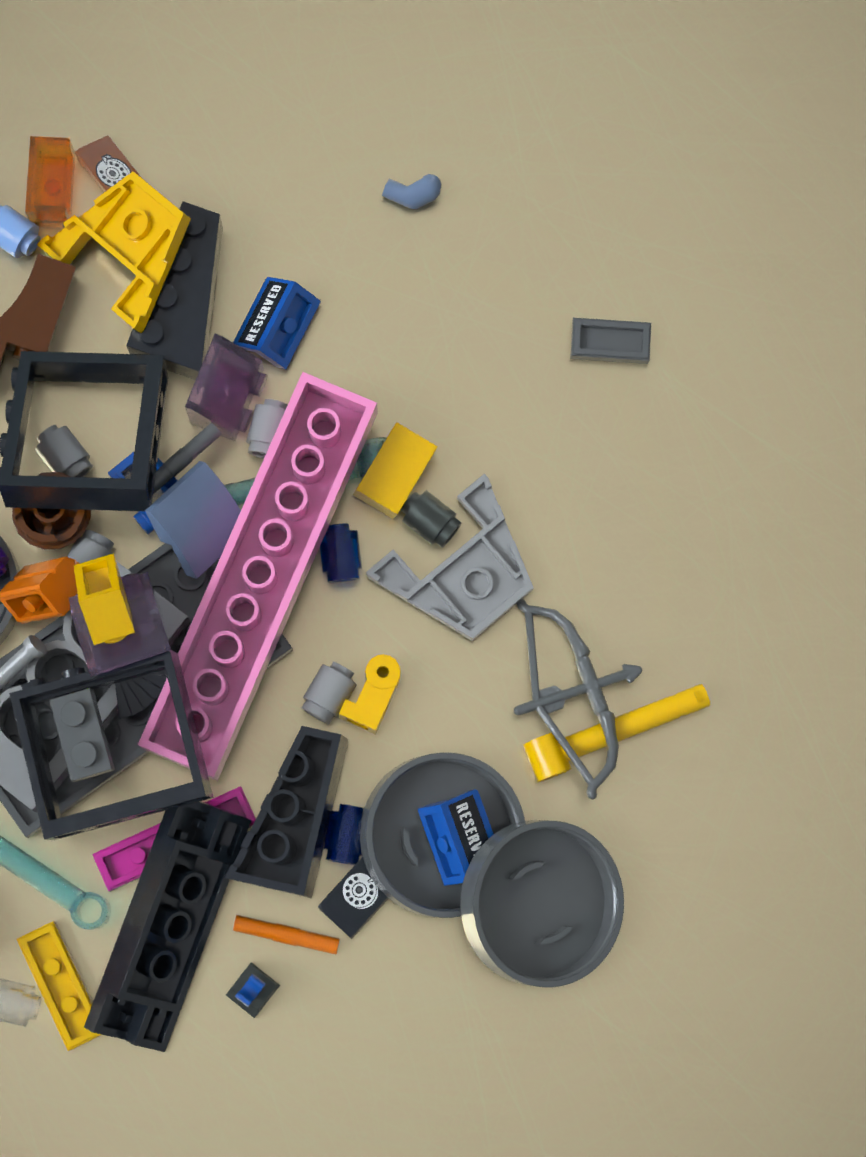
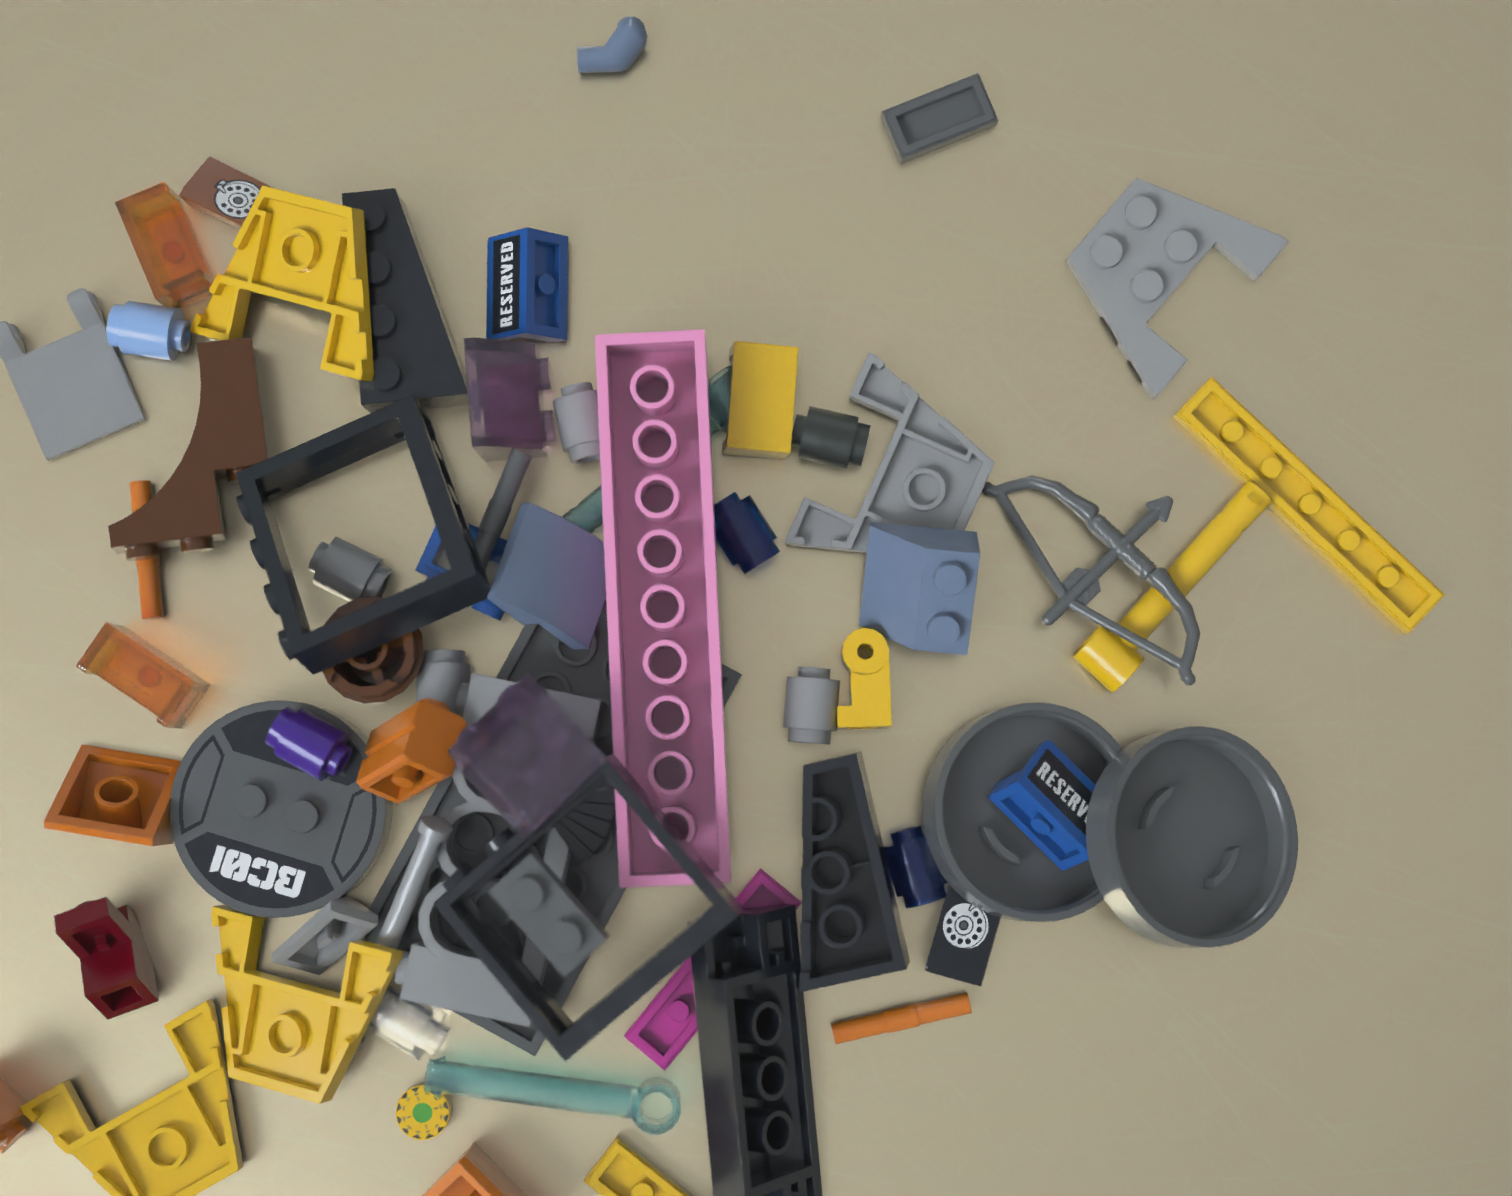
camera: 20 degrees left, 5 degrees up
(103, 600) = (494, 738): yellow slope -> none
(252, 990) = (894, 1103): pearl dark grey piece -> none
(441, 645) = (920, 586): none -> sand blue slope
(705, 498) = (1144, 254): none -> light grey wing
(736, 721) = (1309, 506): none -> yellow tile

